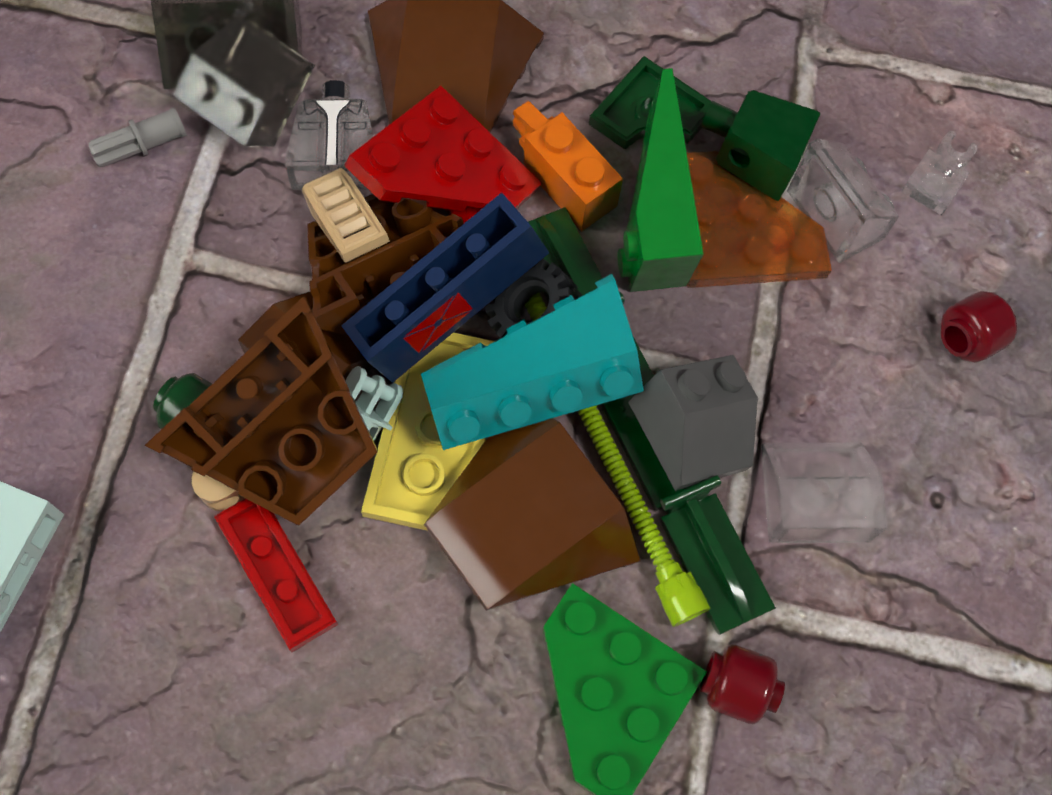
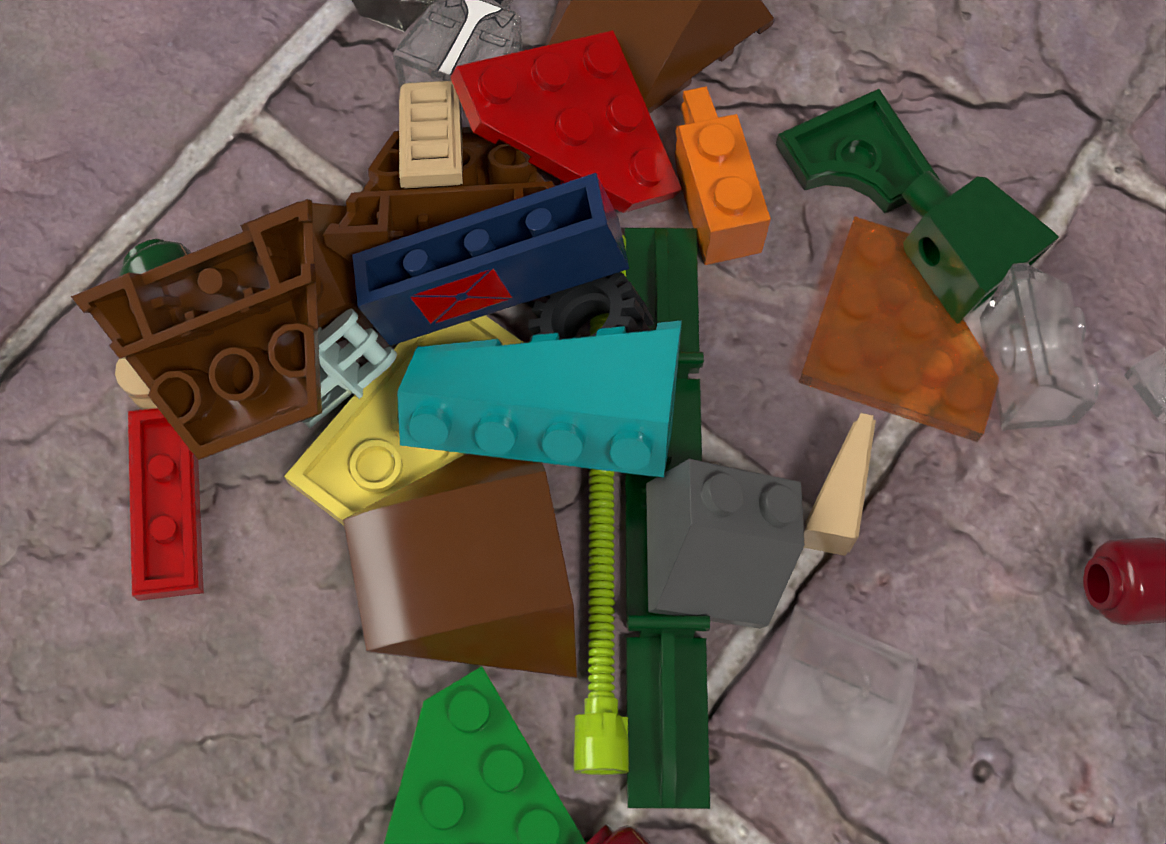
camera: 30 degrees right, 0 degrees up
(663, 224) = (781, 305): green slope -> none
(760, 348) = (837, 512): none -> tan slope

